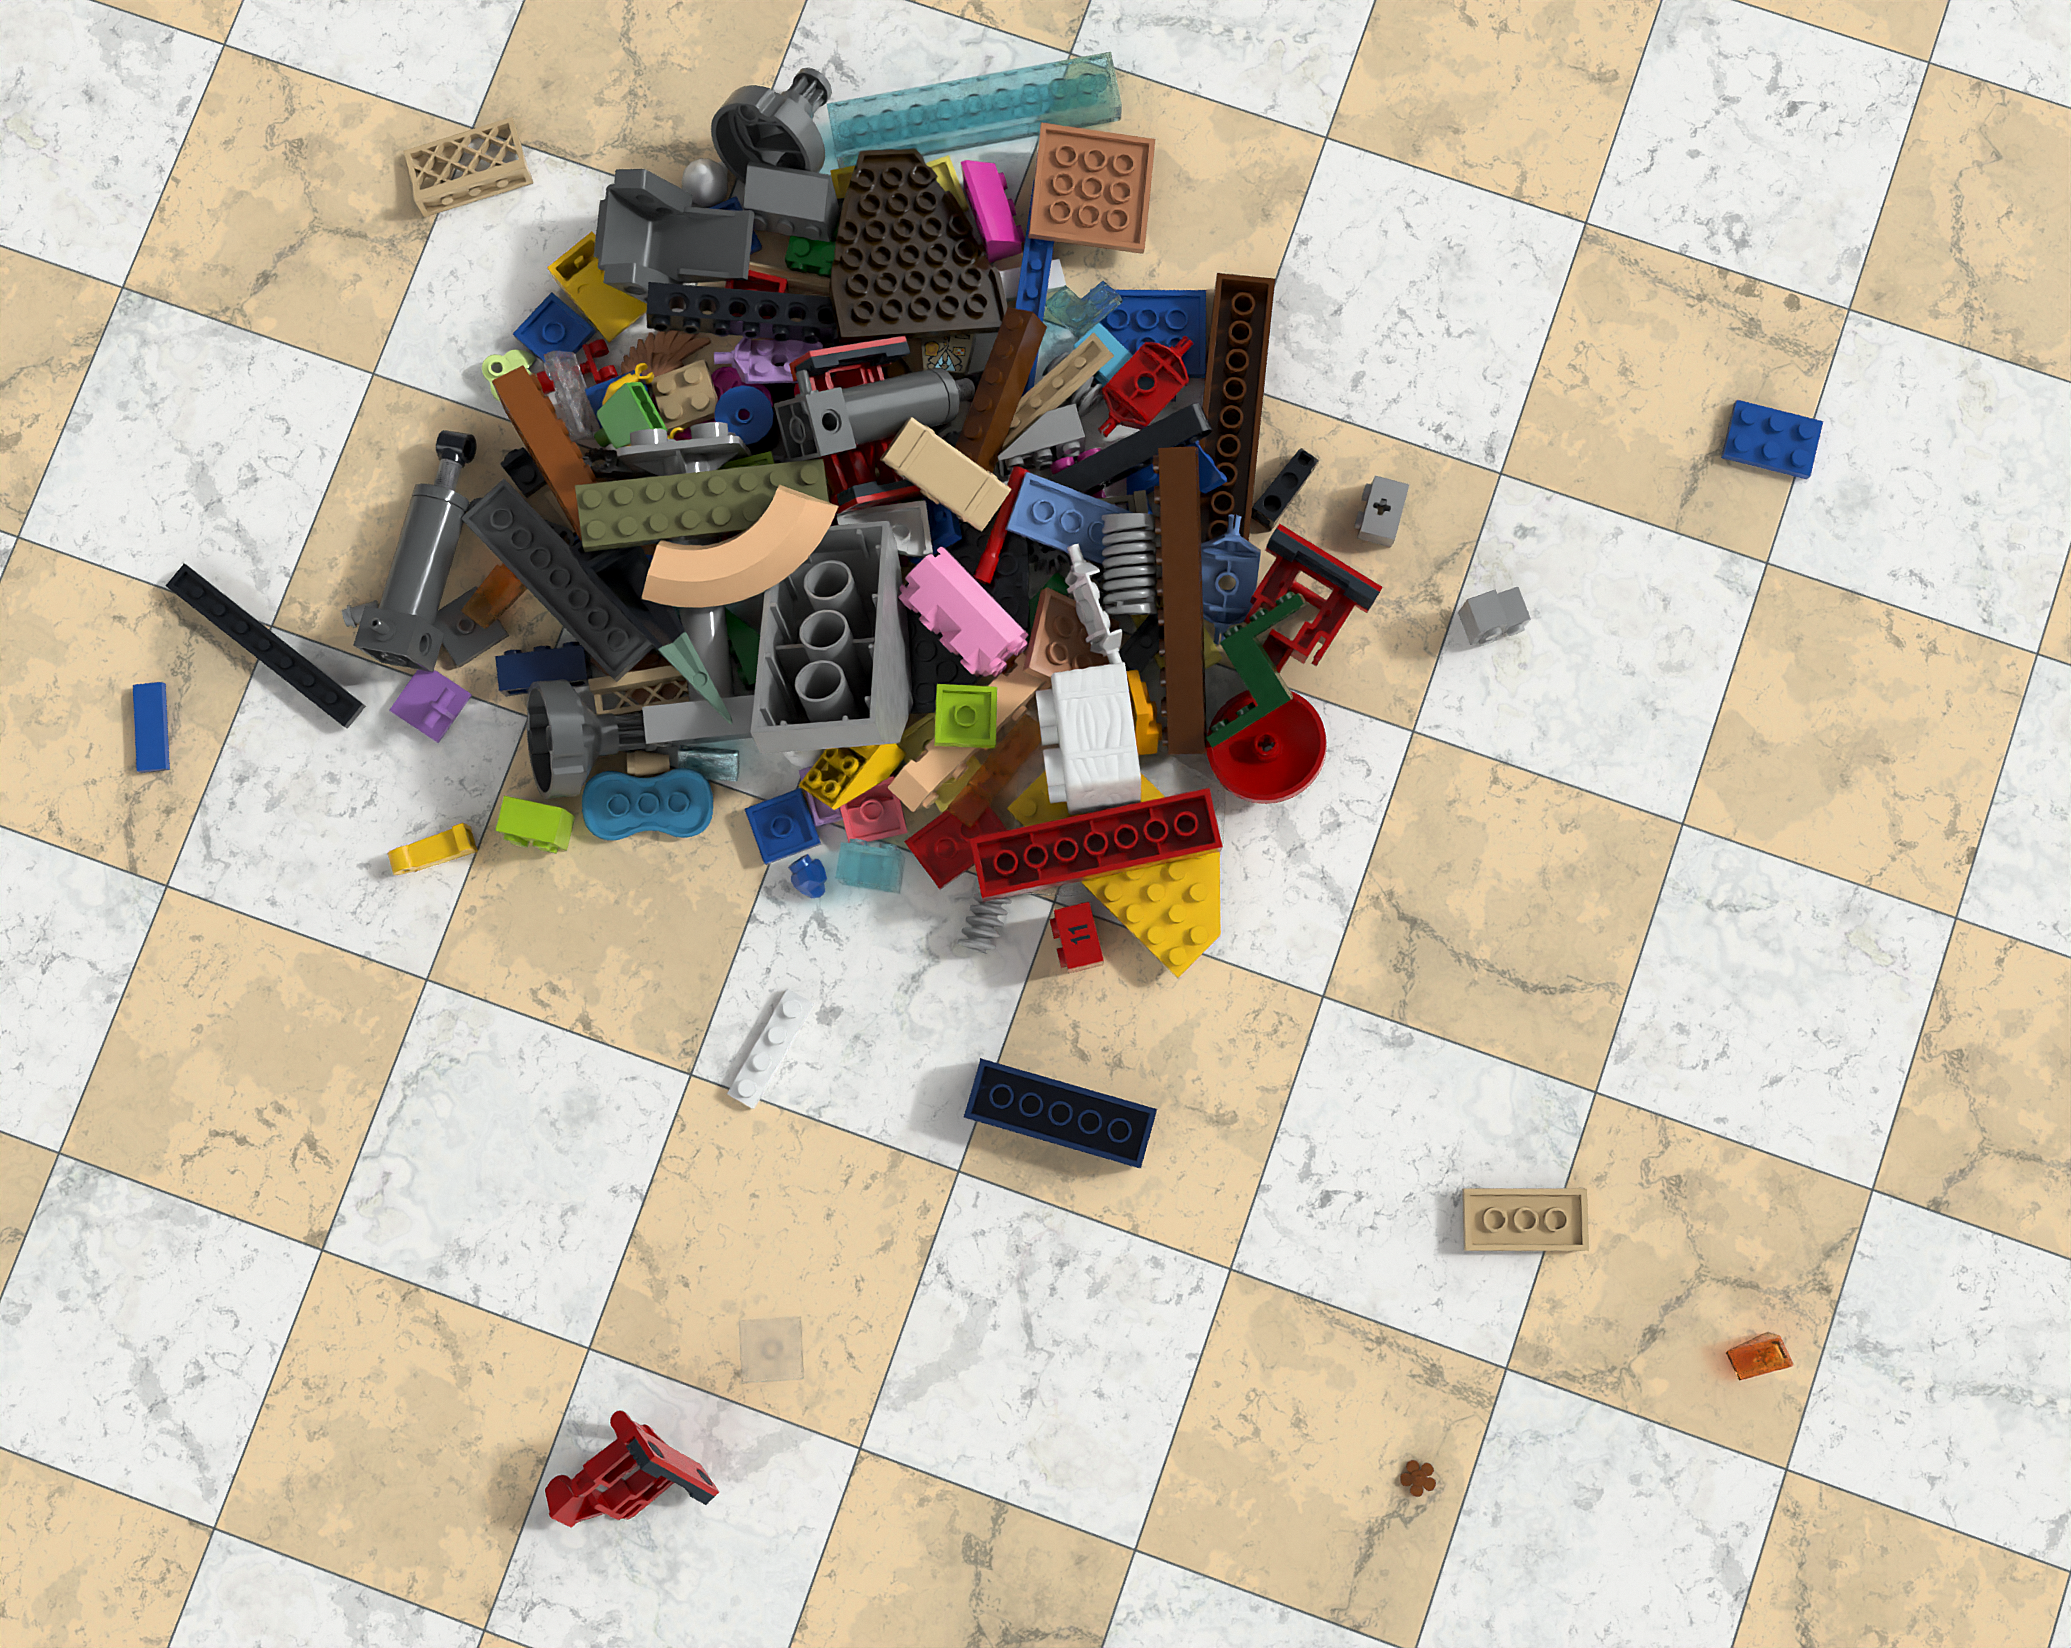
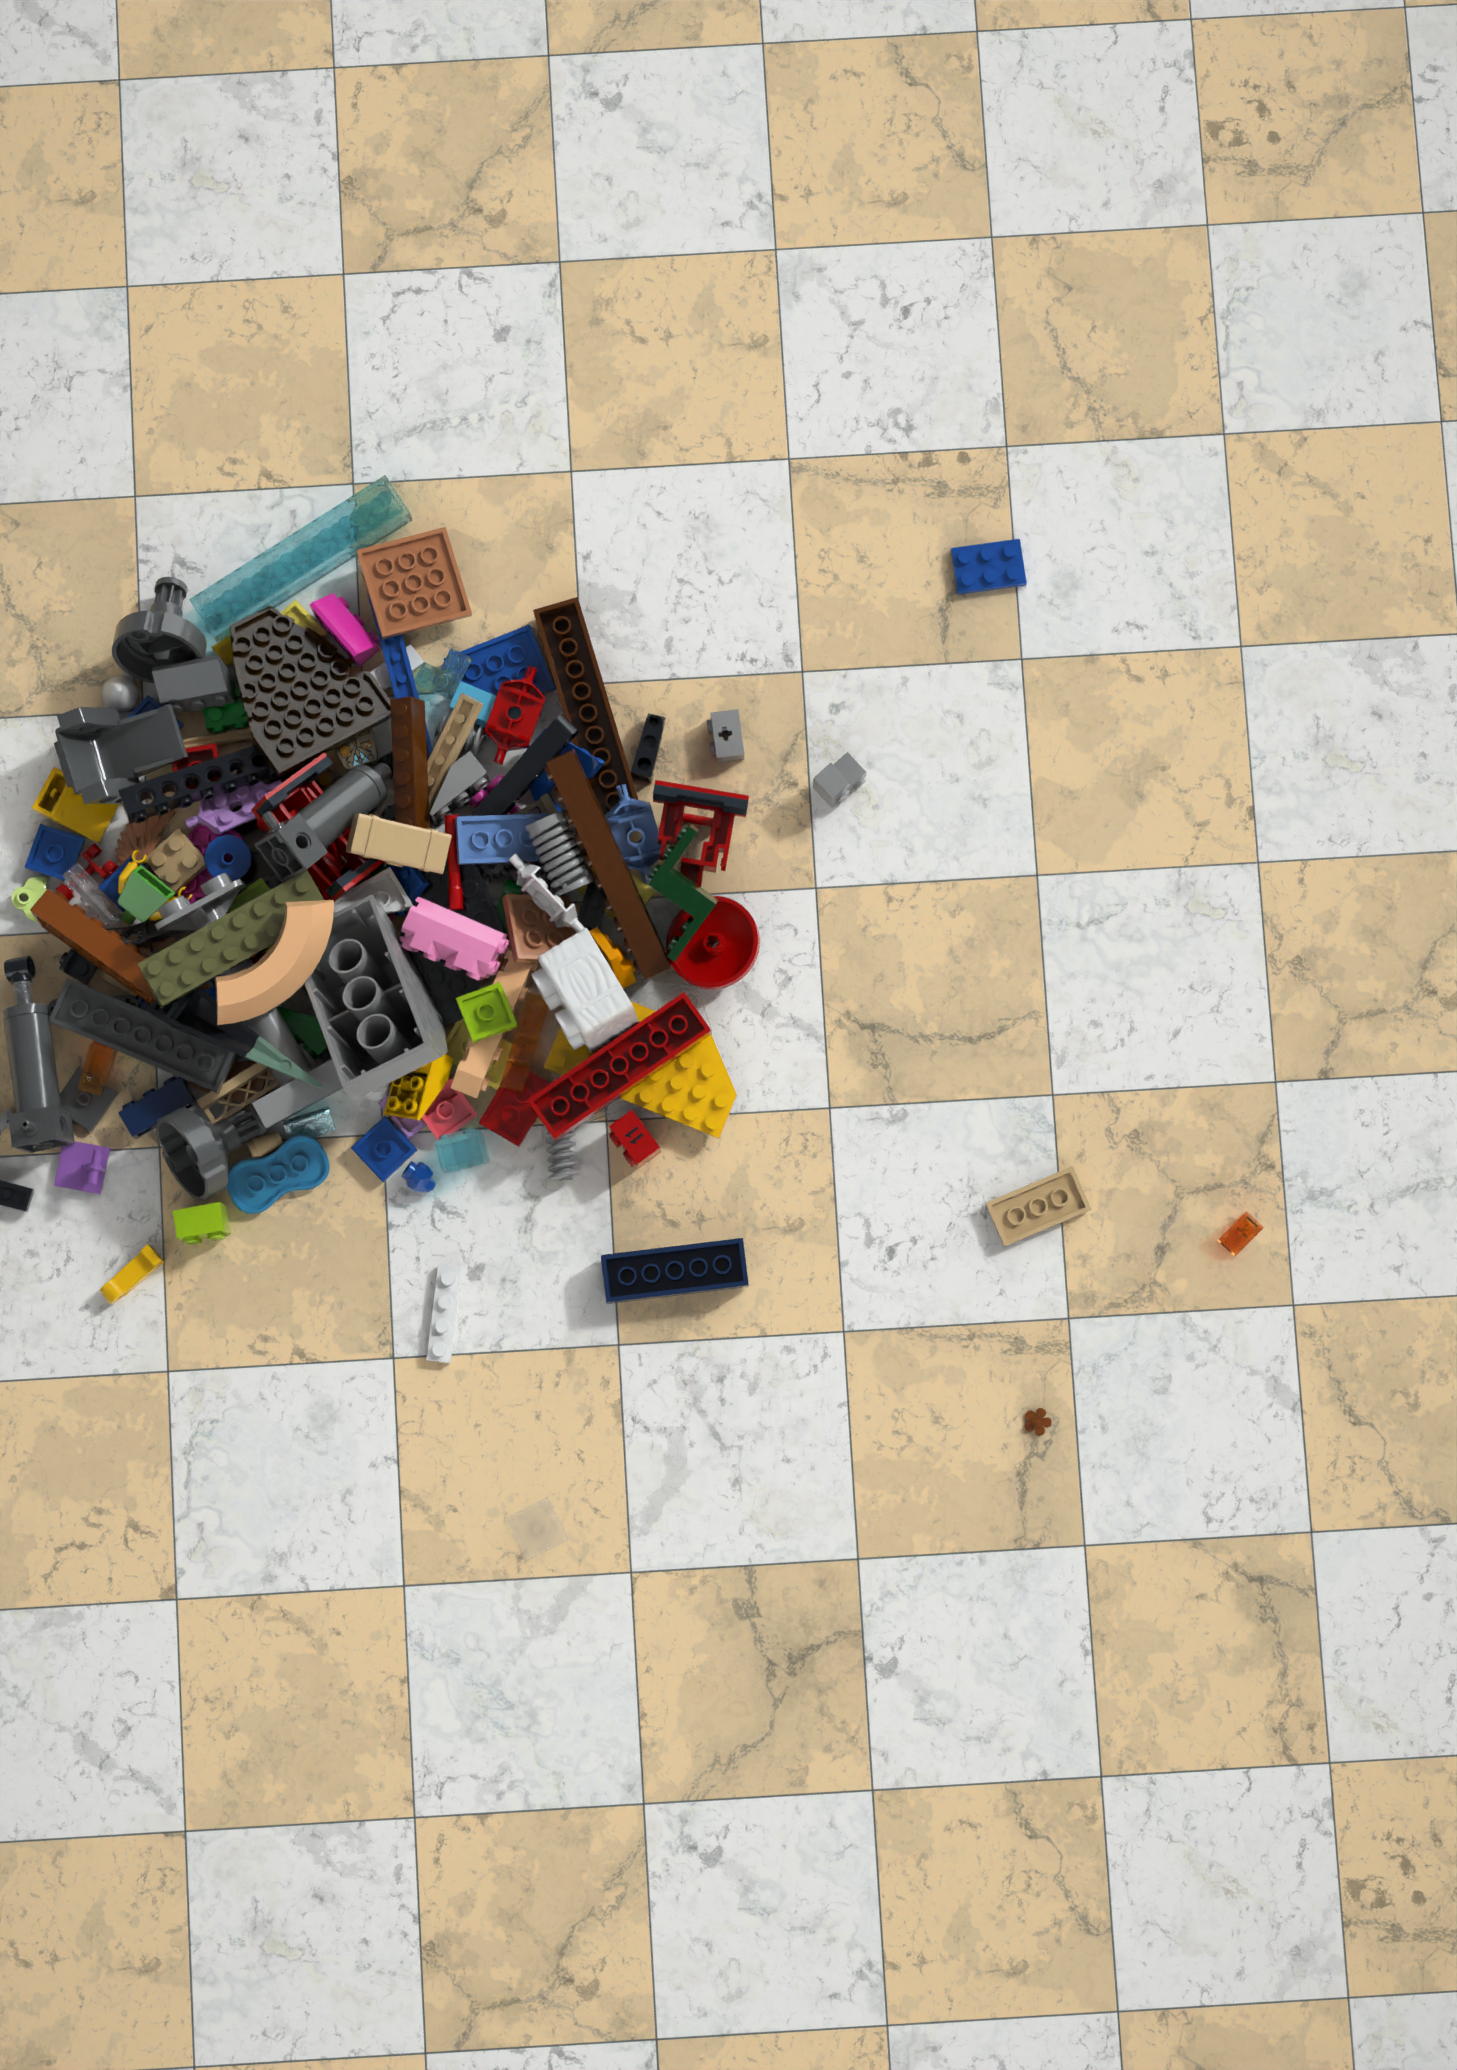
camera: 30 degrees left, 0 degrees up
(635, 1445) = (478, 1676): red container -> none

